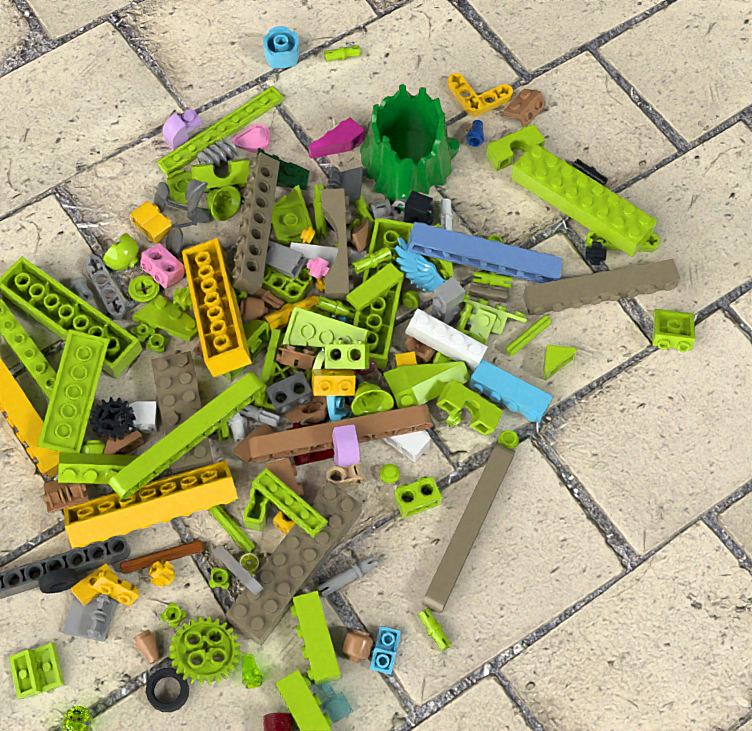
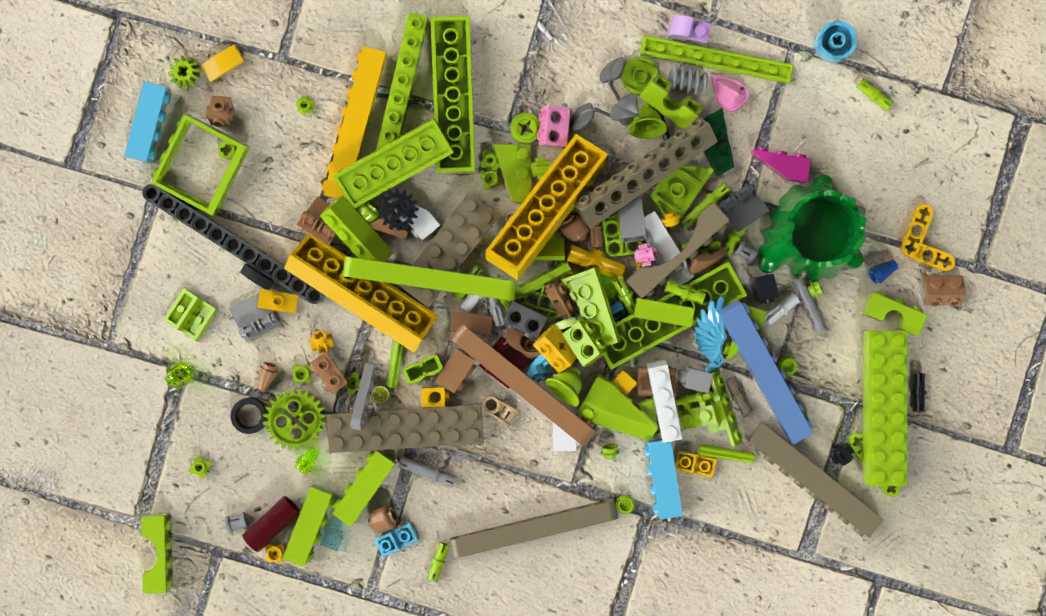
camera: 50 degrees right, 25 degrees up
(81, 289) = (484, 81): light grey bush -> none
(105, 287) = (500, 96): light grey beam -> none
(122, 254) = (538, 87): lime cylinder -> none
(124, 592) = (288, 328): yellow hinge -> none
(151, 221) = (585, 82): yellow brick -> none
(167, 554) = (334, 329): dark orange axle -> none
(192, 587) = (328, 372): none -> medium nougat bracket
(289, 502) = (439, 393): lime tile -> none
(345, 446) = (511, 402): lavender brick -> none
(389, 473) = (527, 439): lime plate -> none
(395, 211) = (764, 267): light grey bush -> none
(410, 299) = (683, 340): lime plate -> none
(420, 501) = (522, 478): lime brick -> none
(451, 184) = (815, 289): none -> lime plate
(461, 197) = (809, 305): none -> light grey pin
(484, 413) = (627, 475): lime arch -> none
(492, 279) = (752, 389): lime pin -> none
(520, 361) = (696, 464): none -> yellow slope
(556, 358) = (720, 491): lime slope -> none
(673, 330) = (819, 562): lime plate -> none

